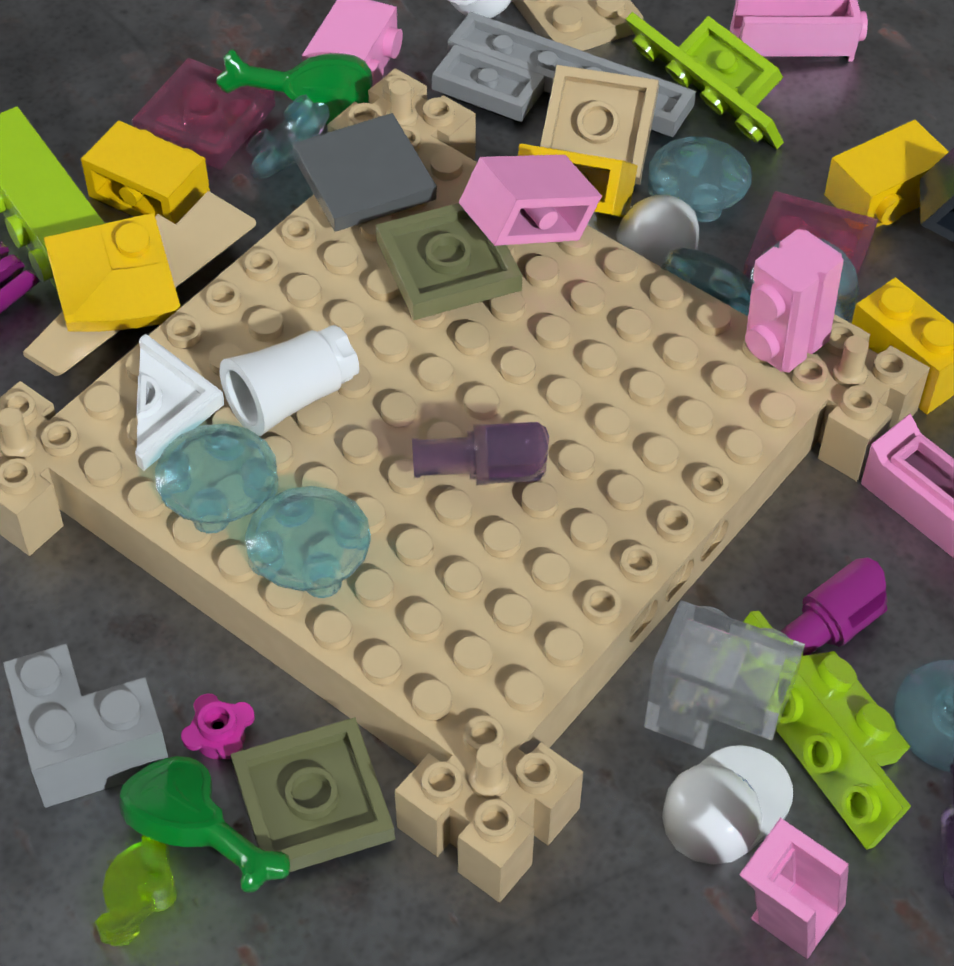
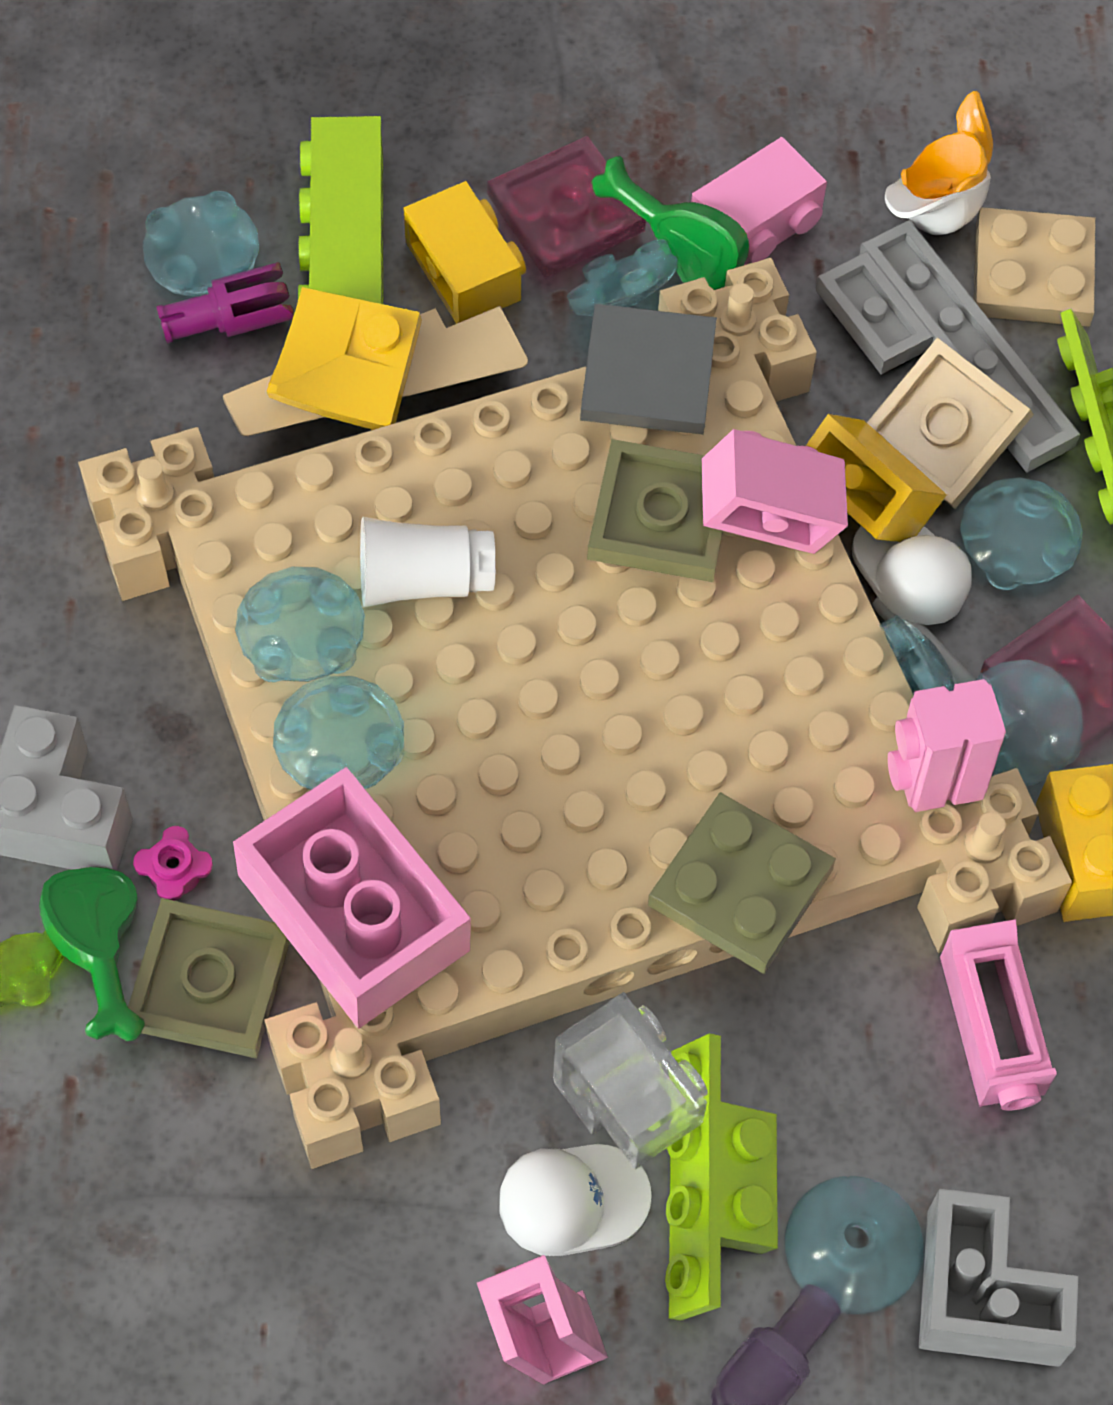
camera: 30 degrees right, 10 degrees up
(169, 400) = (306, 526): white tile -> none
(415, 641) = (352, 896): none -> bright pink brick
(487, 454) = (550, 741): clear purple arm -> none
(703, 483) = (741, 882): none -> olive plate
(840, 606) = (800, 1077): magenta arm -> none

